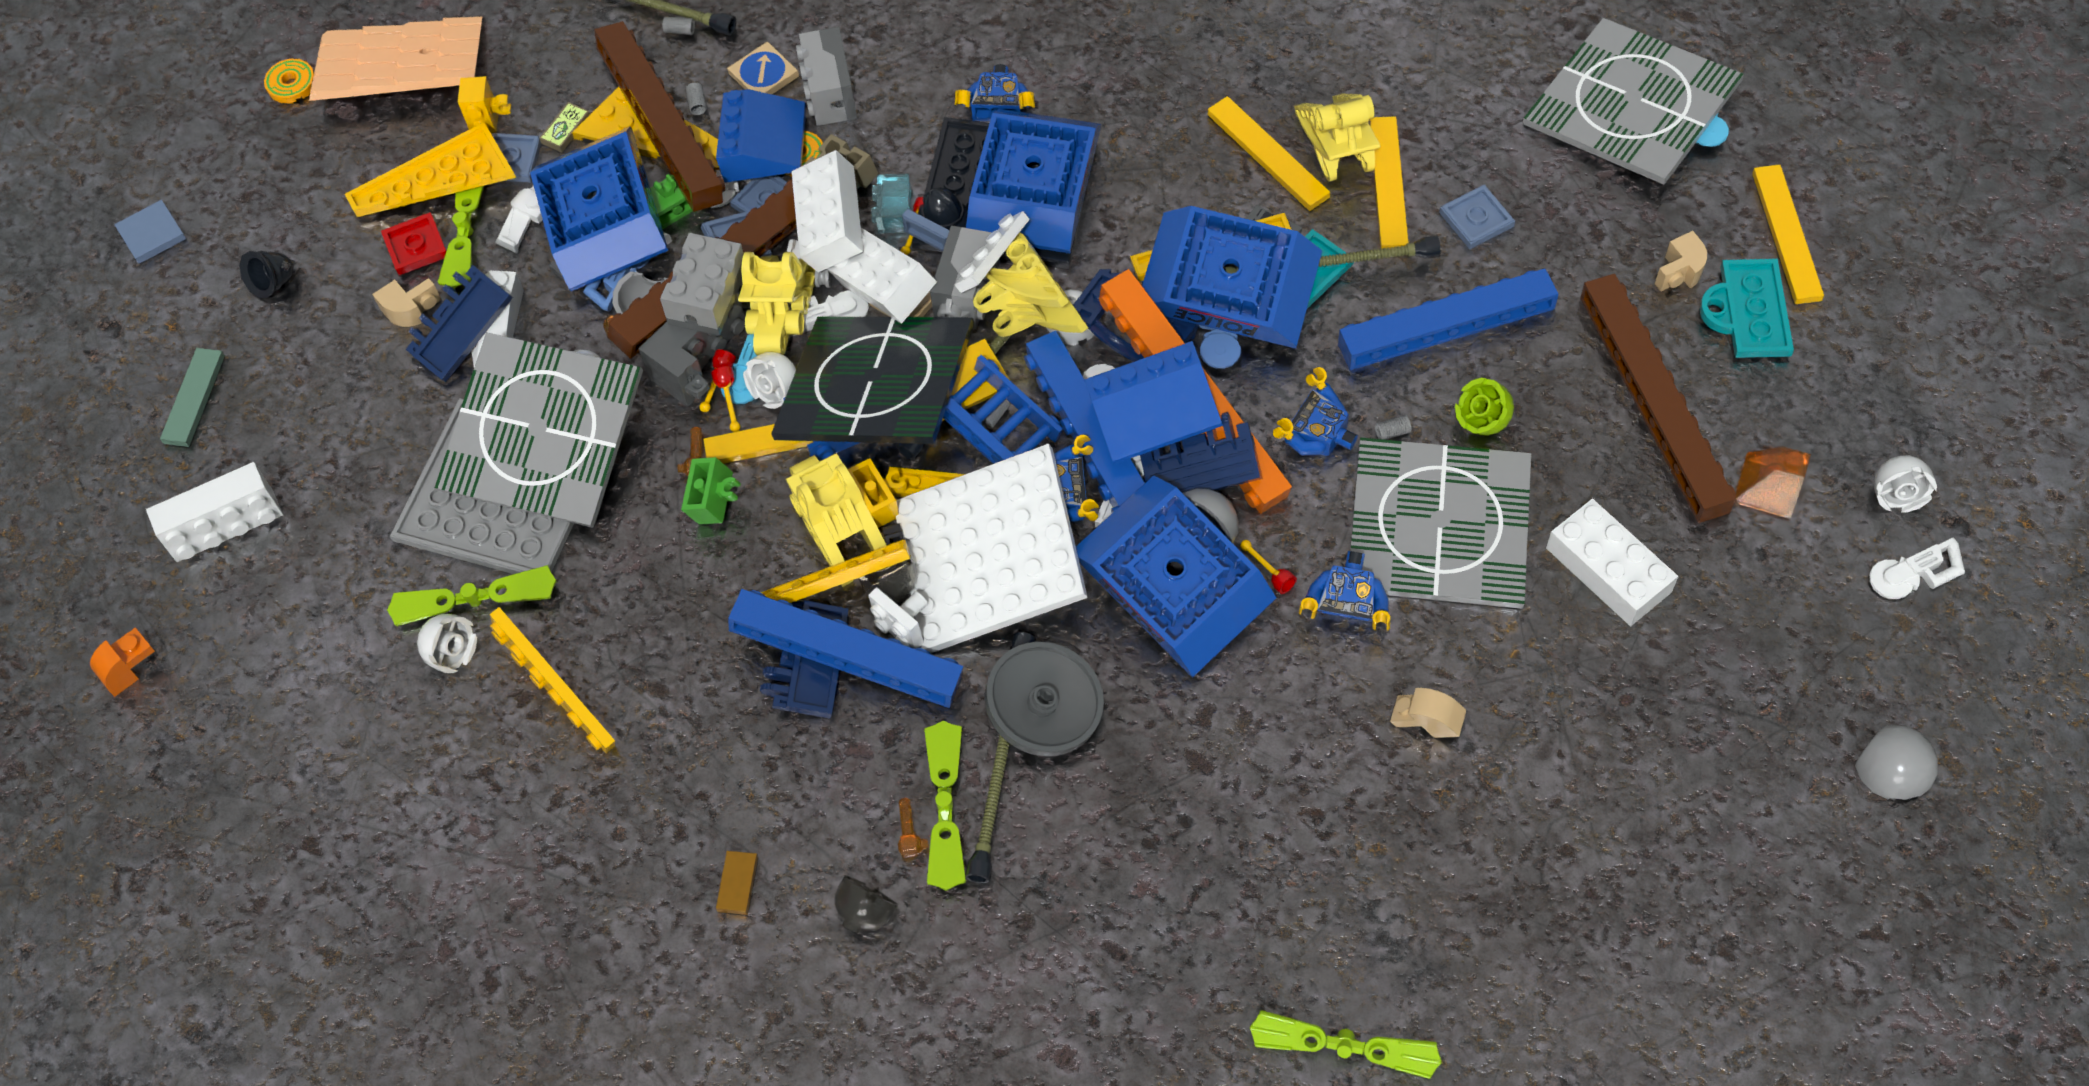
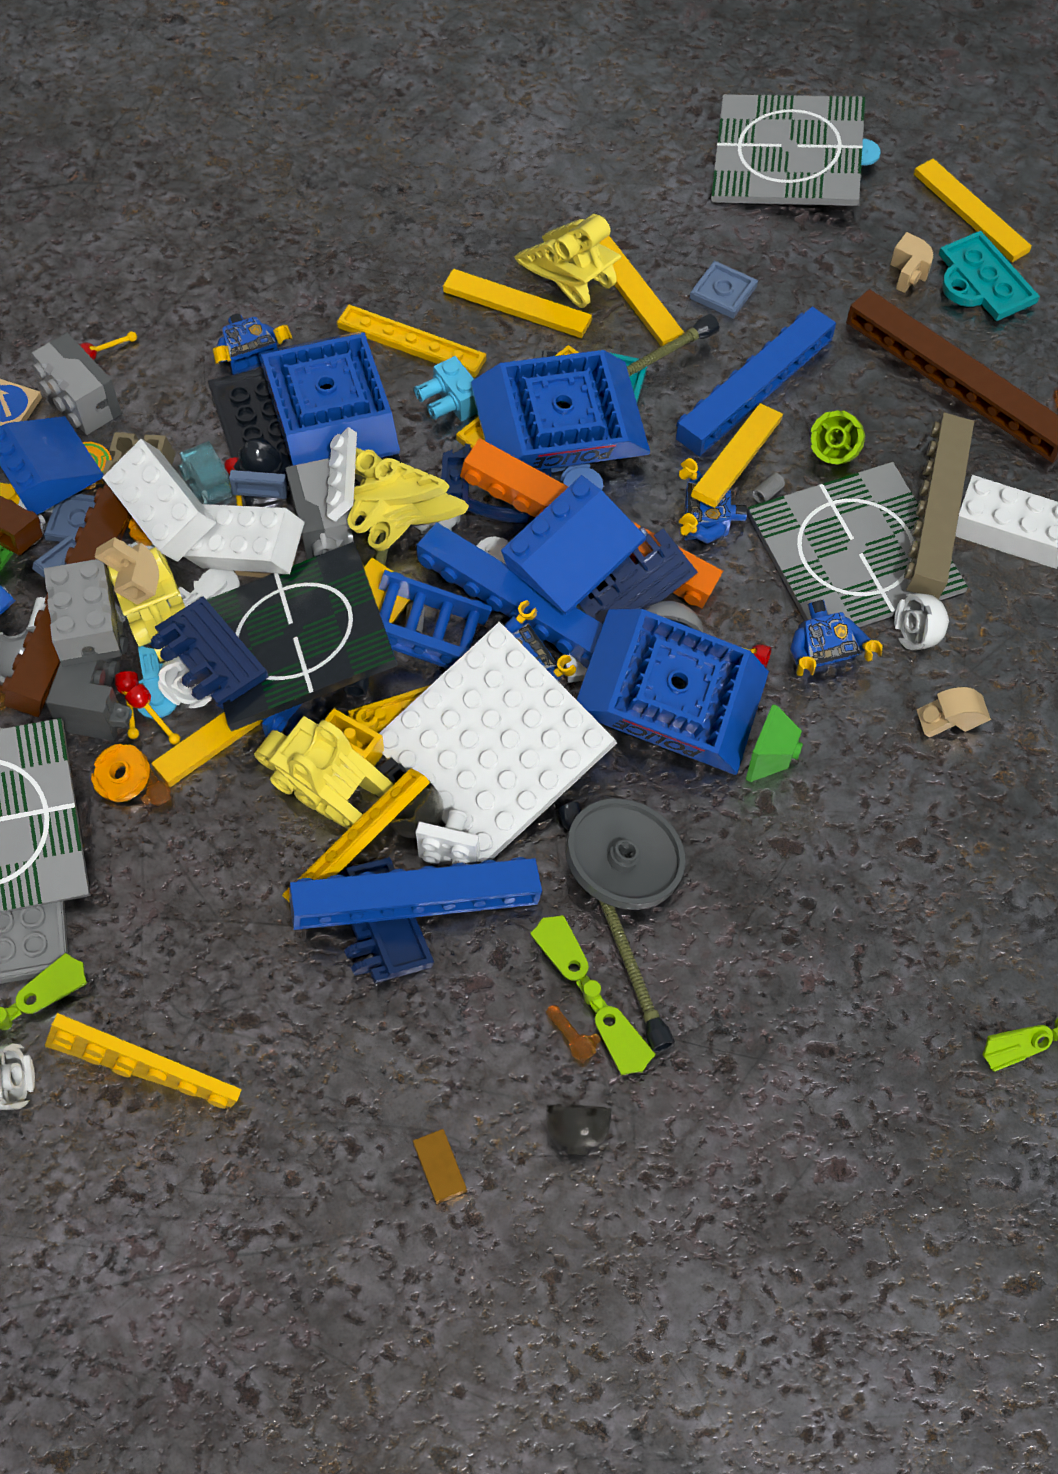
camera: 35 degrees left, 0 degrees up
(682, 444) = (130, 783): none -> light orange tile
(708, 490) = (189, 807): bright green brick -> none
(764, 263) = (136, 569): none -> tan brick
(792, 362) = (211, 654): none -> dark blue hinge
(823, 278) = (179, 567): light grey bush -> none
(858, 49) = (92, 351): none -> yellow hinge
(1149, 151) = (409, 339): none -> yellow tile
(1154, 202) = (454, 386): none -> medium azure brick
(1235, 666) = (775, 745): none -> bright green slope
(1377, 383) = (736, 455): none -> yellow tile
(1454, 616) = (921, 621): none -> white cylinder
(1548, 509) = (940, 505): none -> dark tan brick

